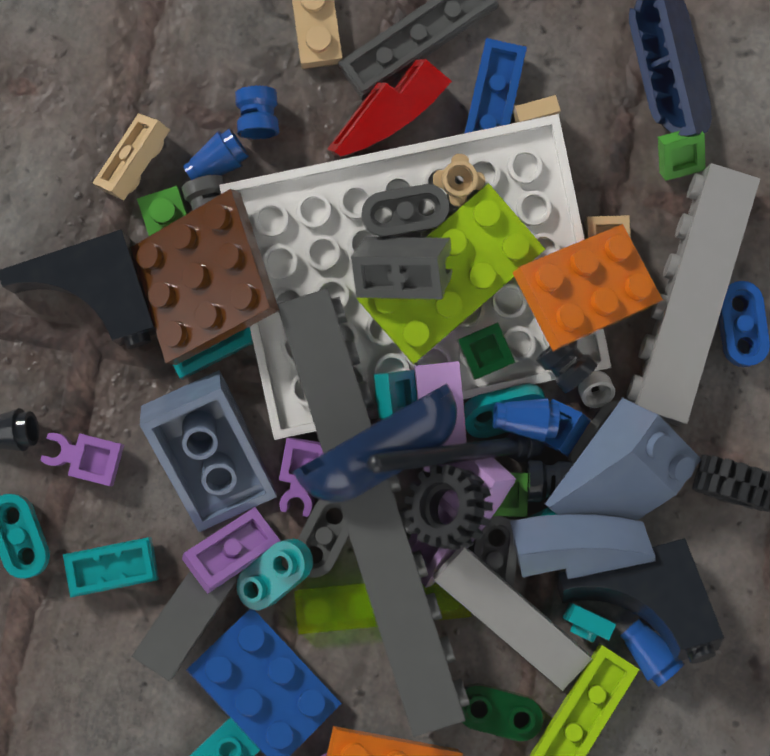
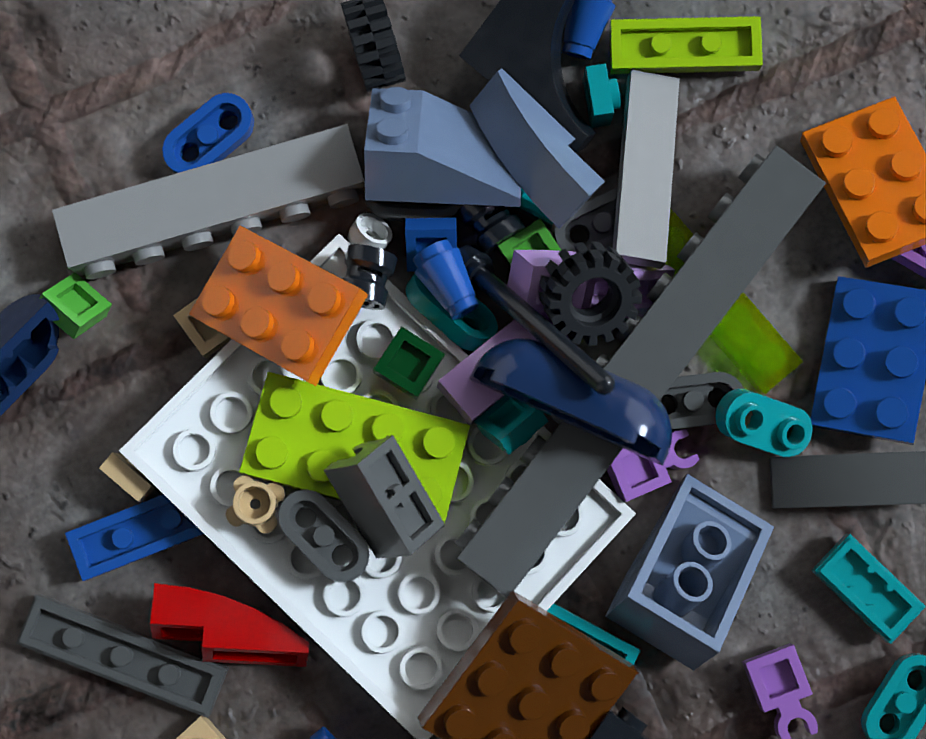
camera: 120 degrees left, 0 degrees up
(230, 550) = (771, 480): medium lavender plate -> none
(500, 712) = (739, 122): dark green plate -> none

